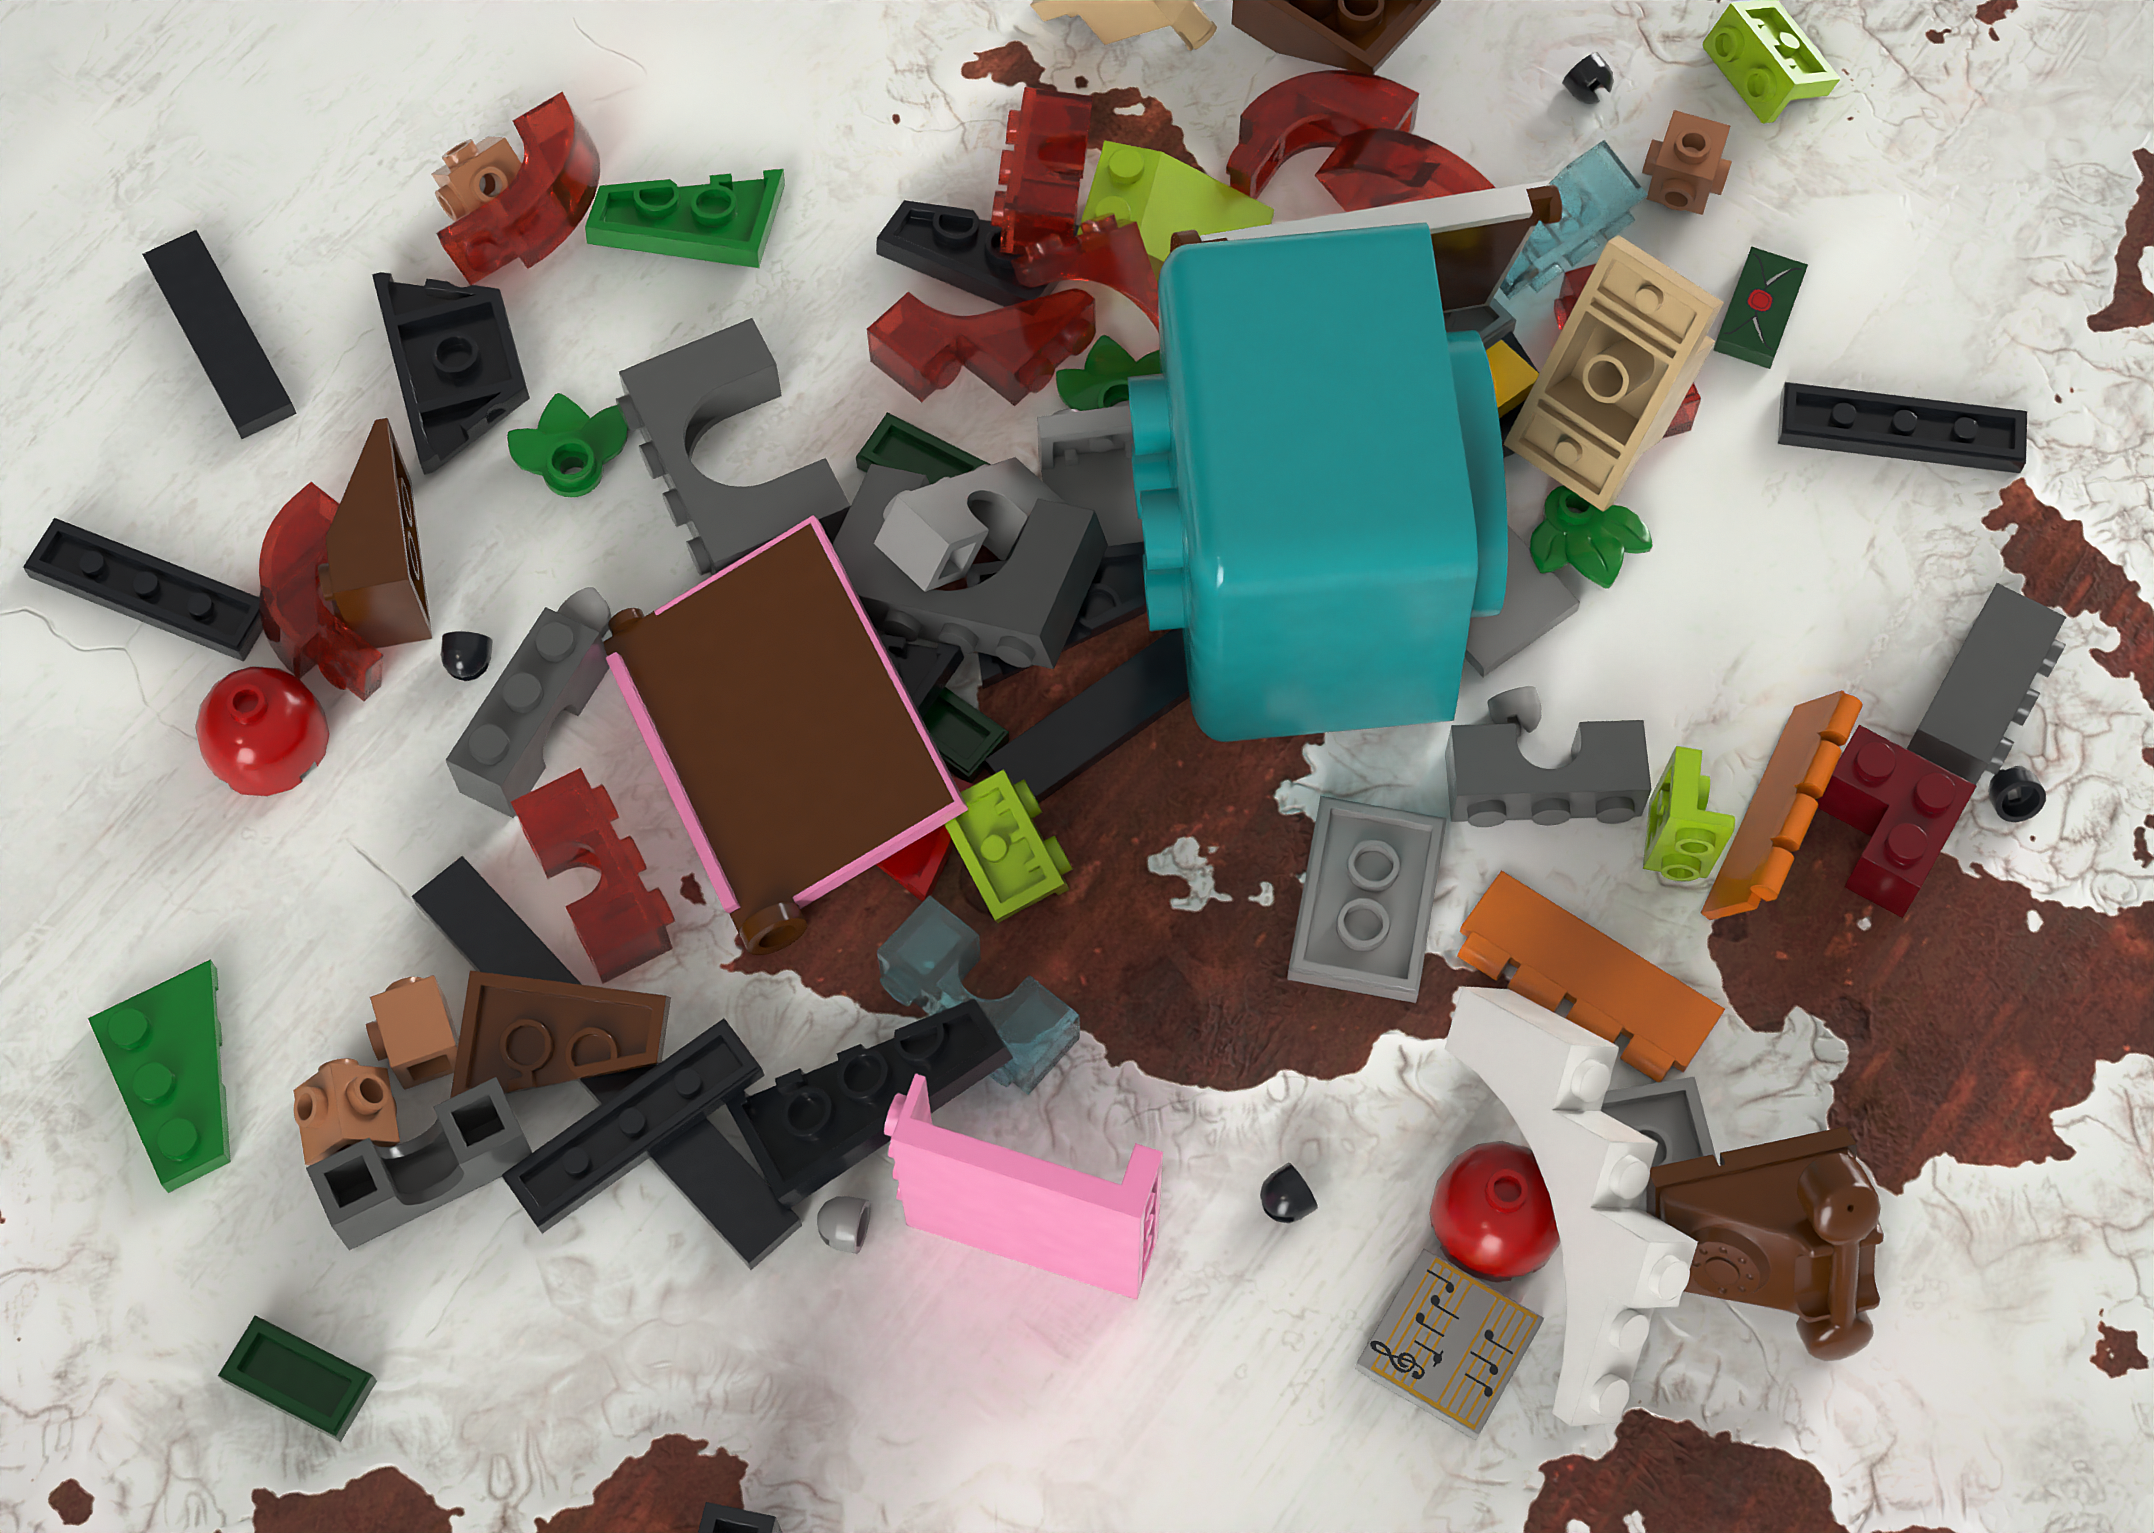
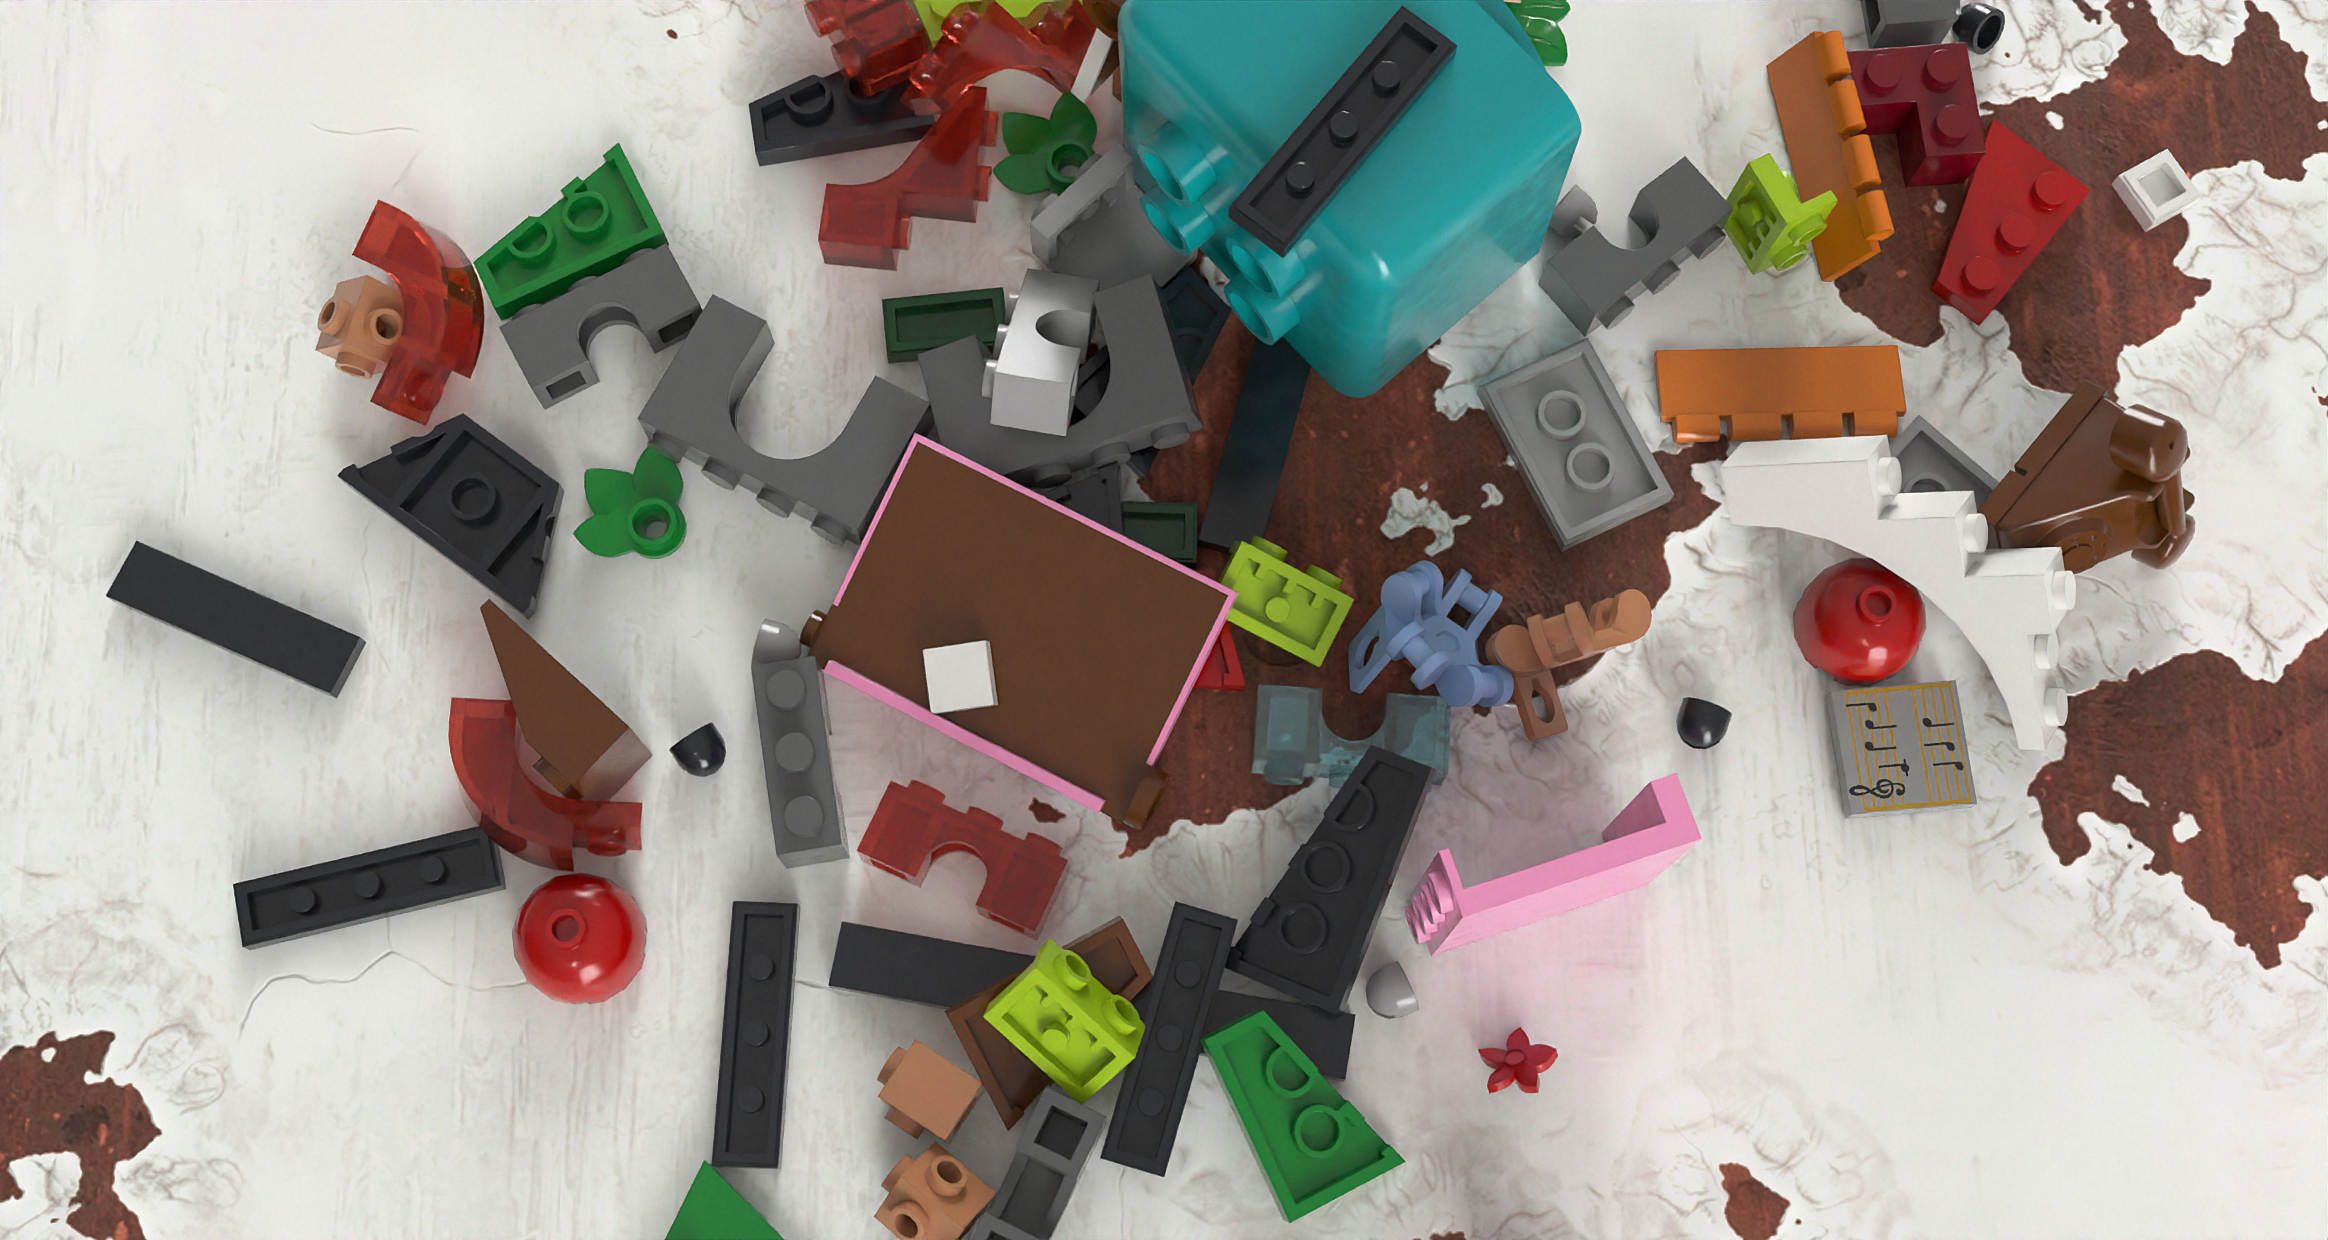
camera: 40 degrees left, 10 degrees up
(329, 898) = (756, 1035): none -> black tile
(555, 1040) = (1067, 1022): none -> lime bracket
(613, 281) = (555, 338): none -> dark grey arch
(678, 1258) = (1293, 1119): none -> green wing
(701, 729) = (960, 677): none -> white tile
(901, 1356) = (1518, 1063): none -> red plant
(1104, 969) = (1416, 627): none -> light blue piece
(1168, 1029) = (1559, 641): none -> nougat piece
(1263, 440) = (1342, 131): none -> black tile
(1909, 972) = (2005, 220): none -> red wing
(2080, 1039) = (2156, 190): none -> white tile

